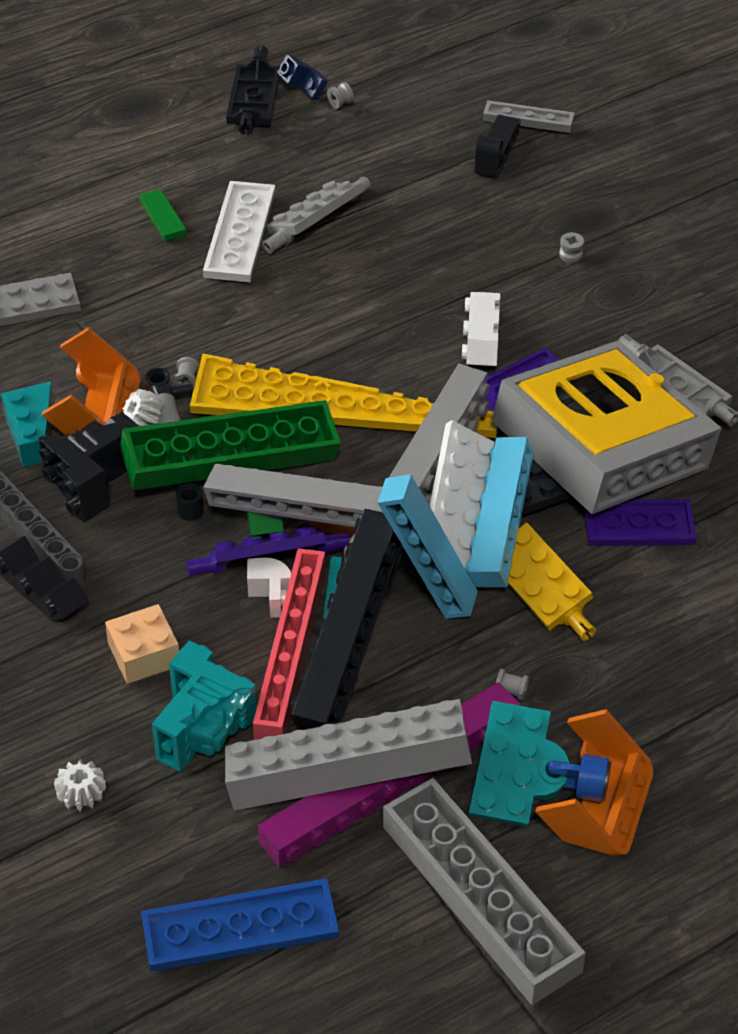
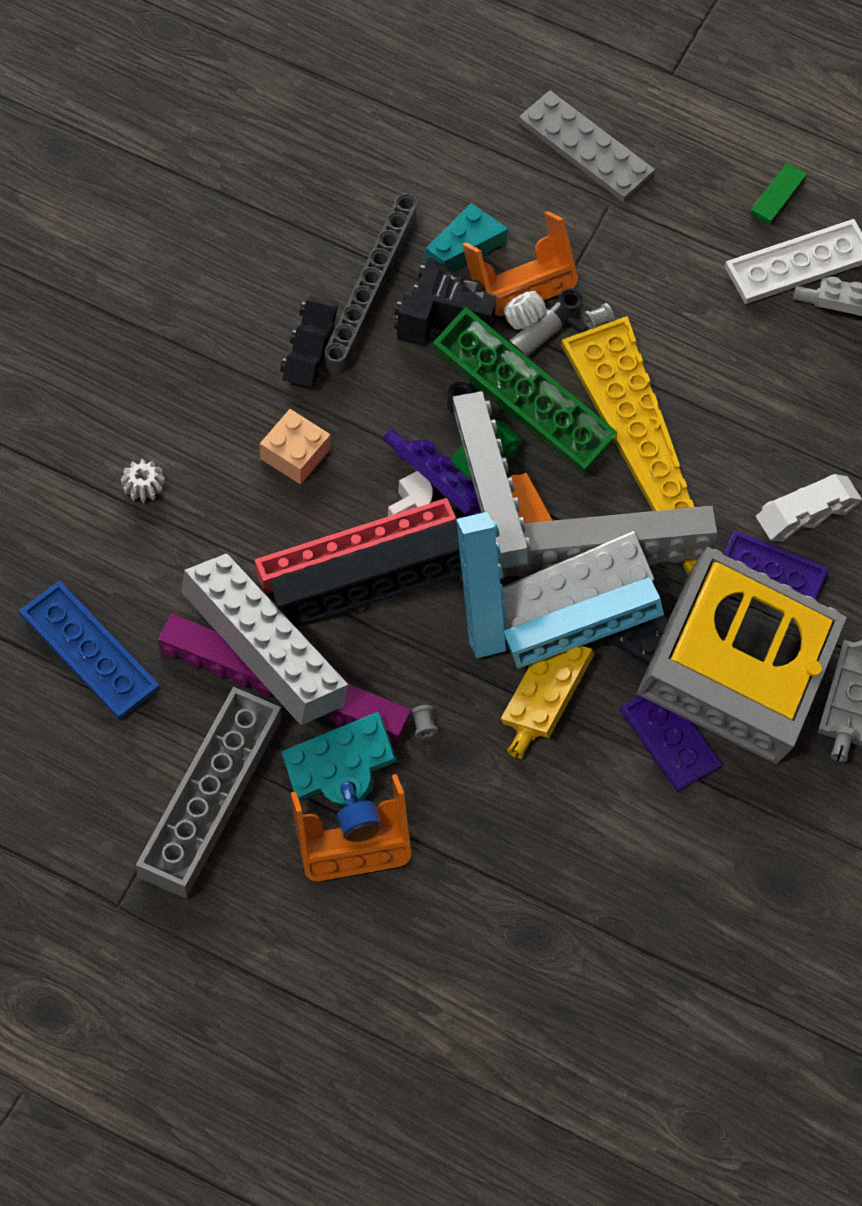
camera: 55 degrees right, 15 degrees up
(204, 709) = (252, 521): teal brick -> none

